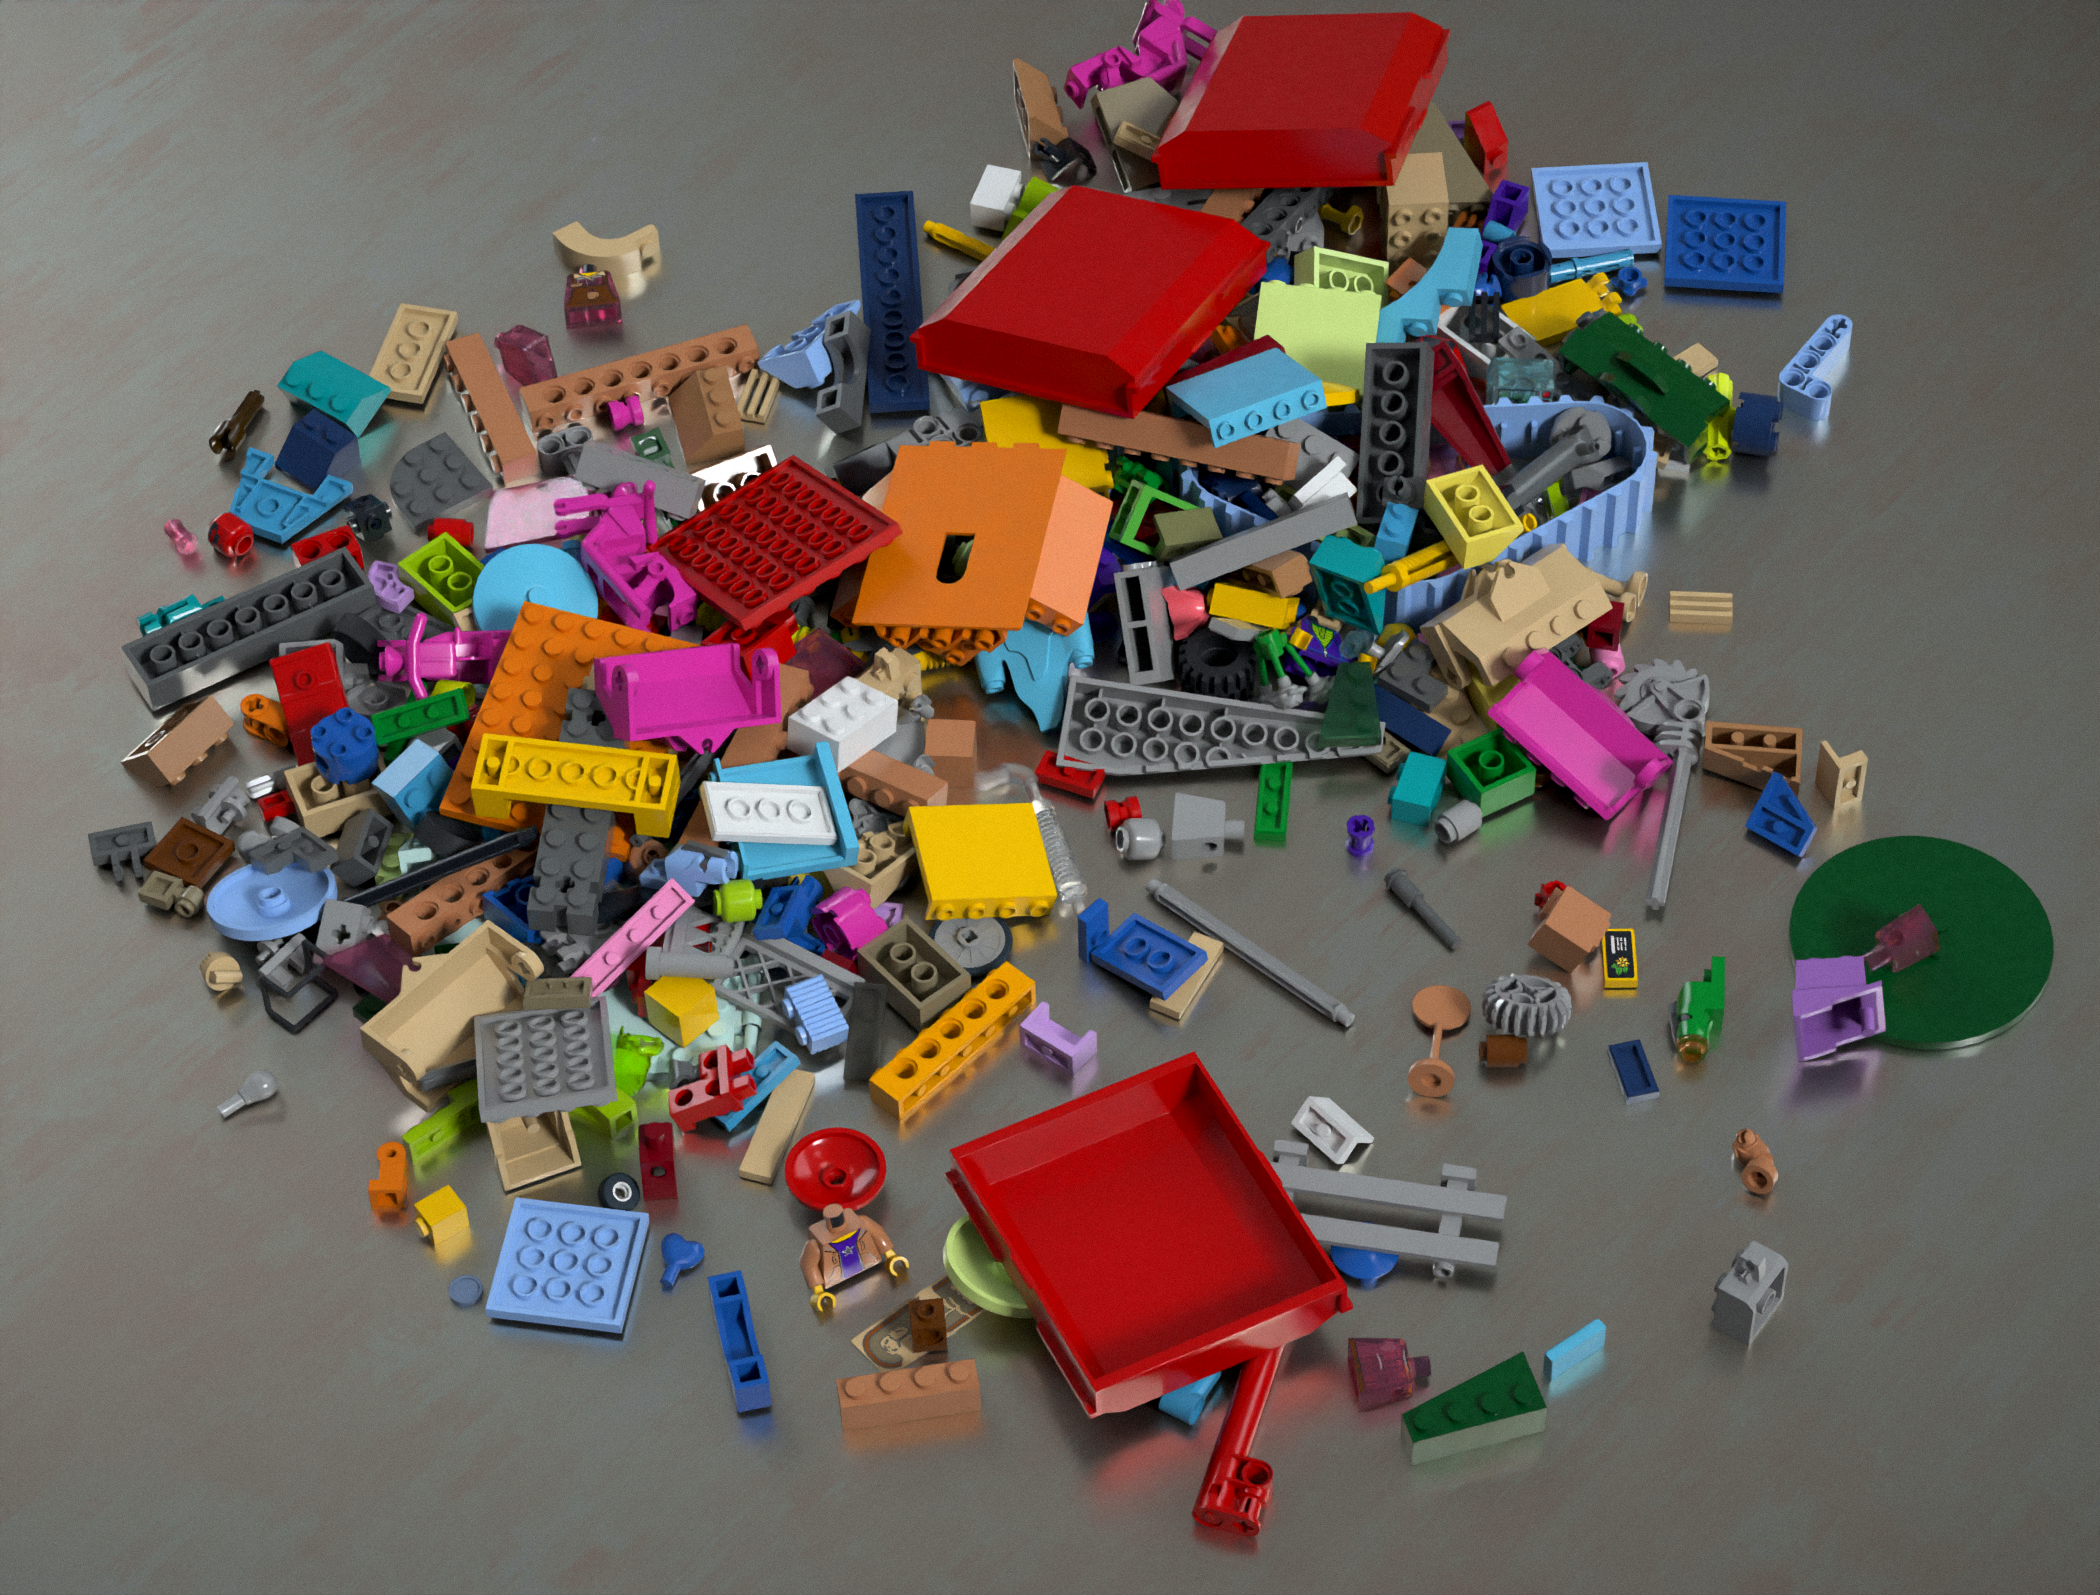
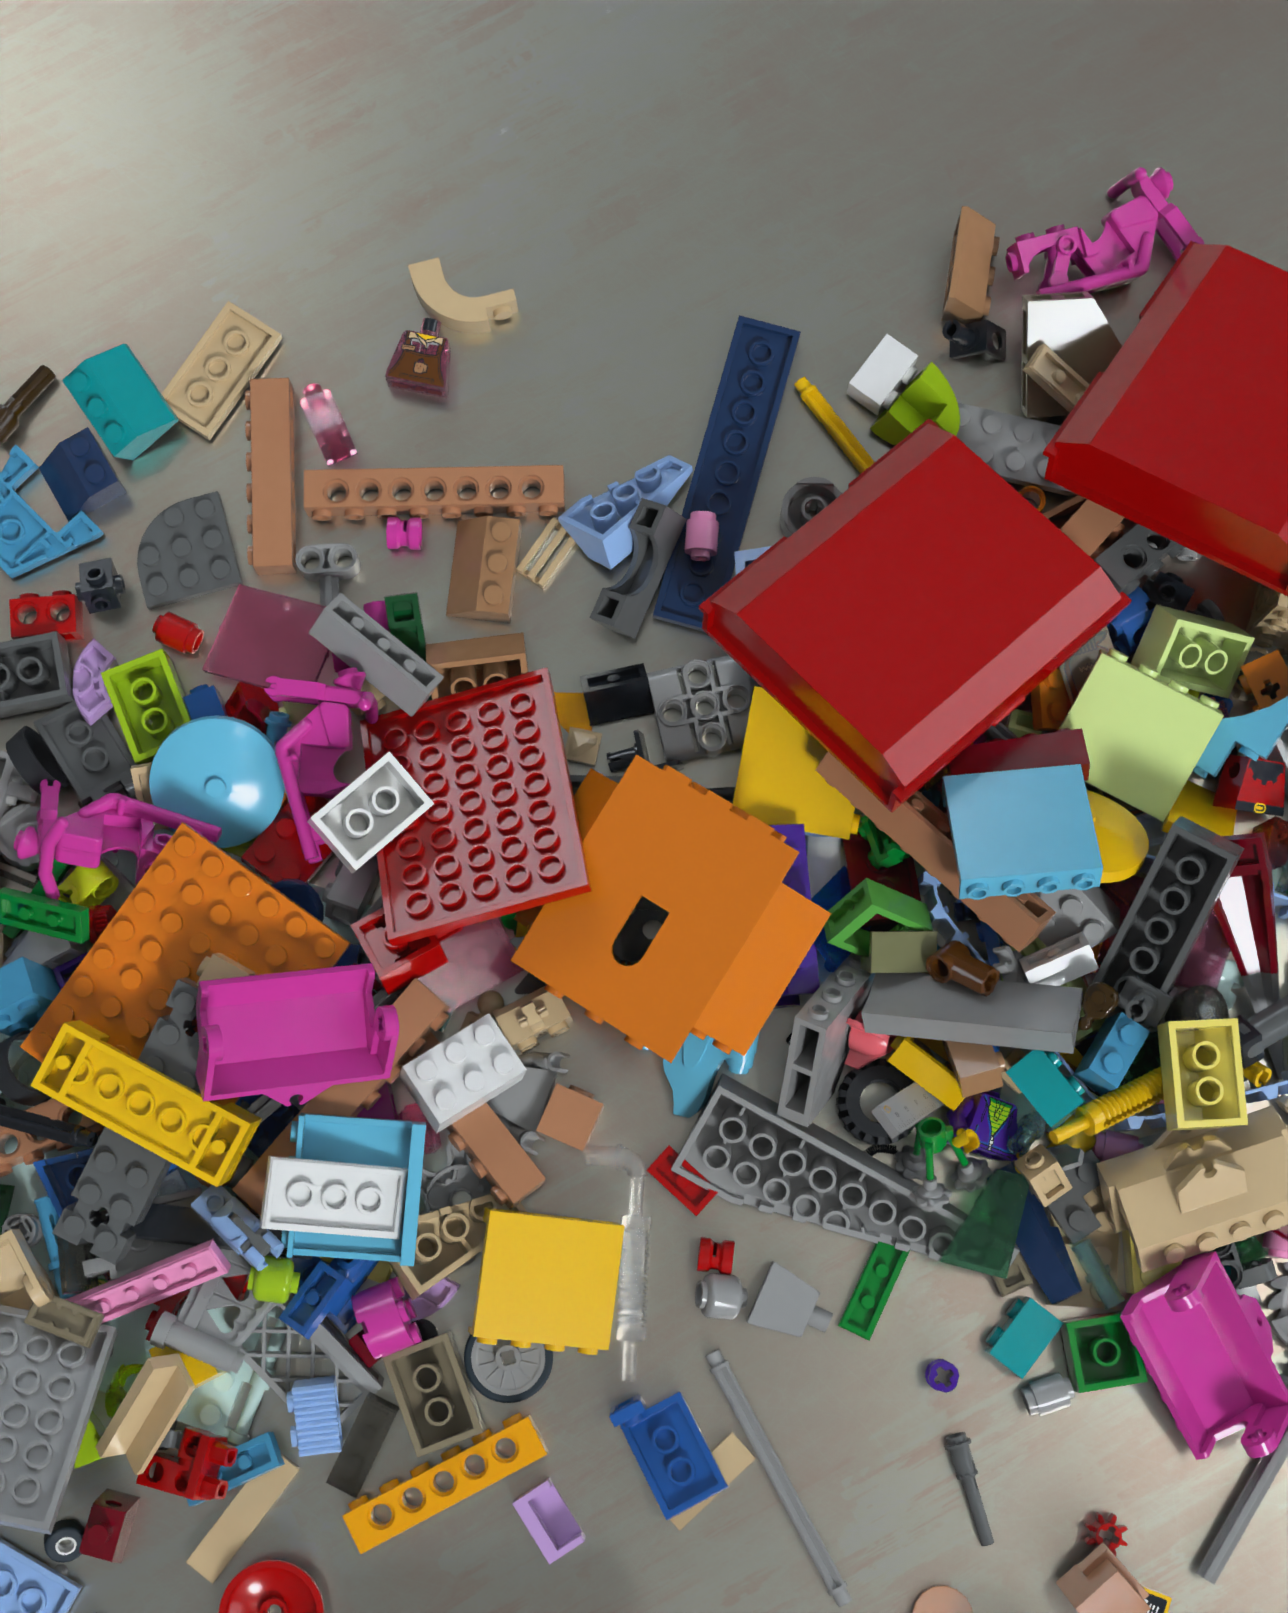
camera: 20 degrees right, 30 degrees up
(661, 1034) = (147, 1411): none -> tan panel
(686, 554) = (370, 812): none -> white brick
(888, 334) = (701, 535): none -> bright pink brick
(1242, 517) = (957, 964): none -> reddish brown piece
(1365, 496) = (1097, 1004): none -> dark brown piece
(1381, 654) = (1043, 1174): none -> tan bracket
(1459, 717) = (1098, 1274): none -> clear light blue pin

